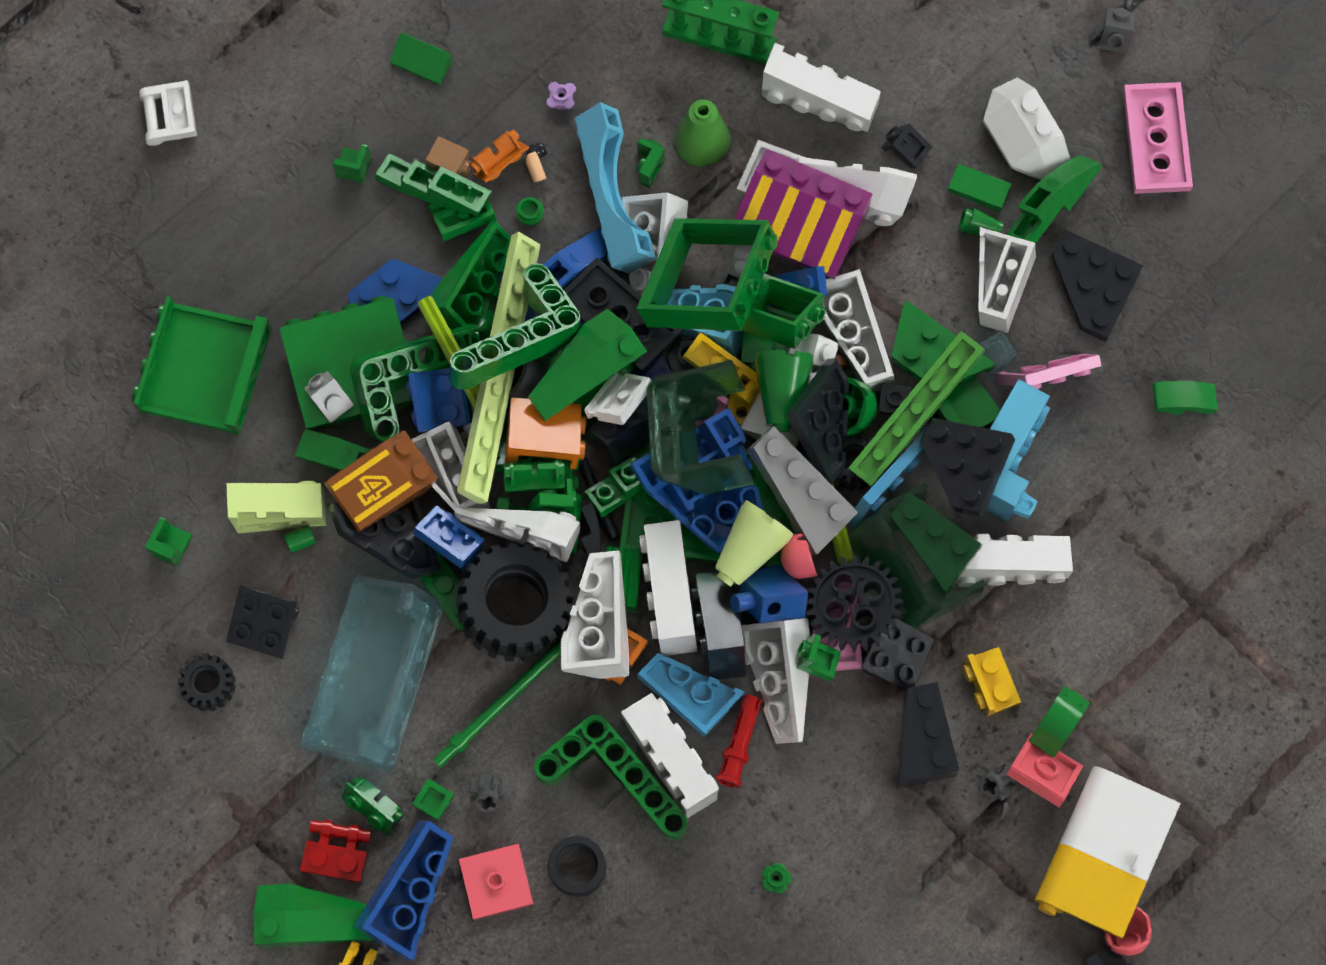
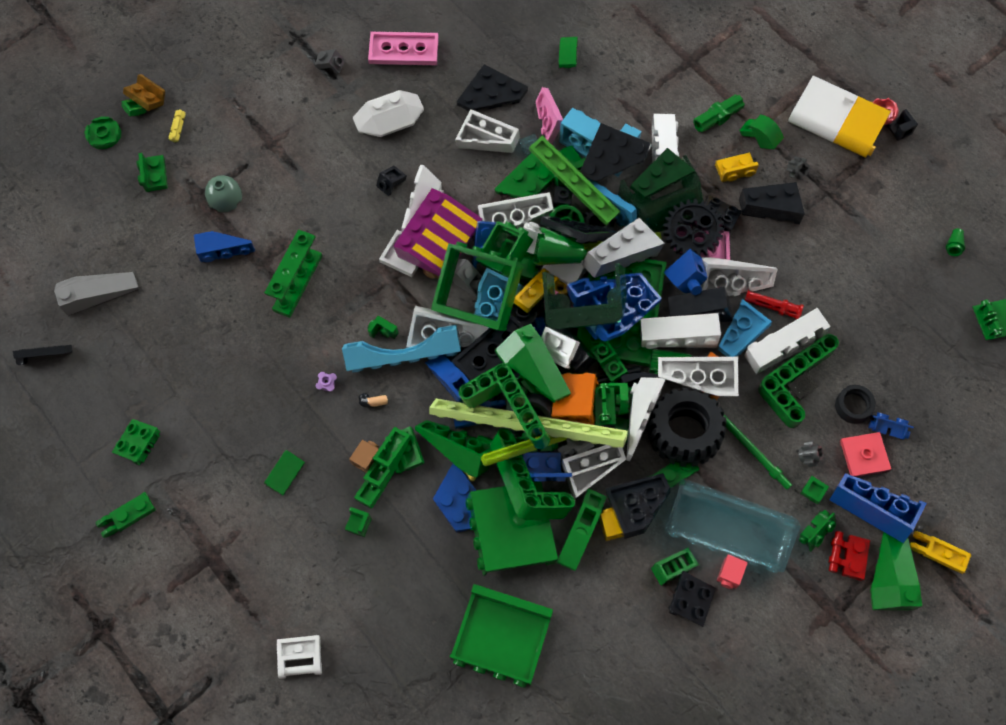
camera: 85 degrees left, 5 degrees down
(168, 542) = (632, 664): green panel -> none
(194, 669) = (726, 648): black tyre -> none
(275, 506) = (611, 584): yellowish green wedge -> none
(296, 578) = (664, 574): none -> green slope
(300, 538) = (633, 570): green hinge -> none
(300, 675) = (731, 572): none -> coral brick
(328, 395) = (538, 539): light grey bracket -> none
(382, 481) = (607, 501): dark orange slope -> none
(449, 537) = (646, 461): blue bracket -> none
(489, 164) = (370, 425): orange hinge -> none
(529, 211) = (408, 407): green plate -> none
(549, 906) = (882, 423): none -> blue hinge
(702, 135) = (368, 294): bright green cone -> none
(750, 544) = (660, 276): yellowish green cone -> none
(776, 886) = (854, 295): green plate -> none
(797, 558) = (665, 256): coral hair -> none
(817, 658) = (727, 251): green bracket -> none
(818, 90) = (348, 223): white wedge -> none
(973, 219) = (447, 146): green cone -> none
(979, 187) = (423, 144): green tile -> none
(1045, 774) = (794, 142): coral plate -> none
(1054, 192) = (437, 103): green slope -> none
(1092, 649) = (718, 113): none -> green piece

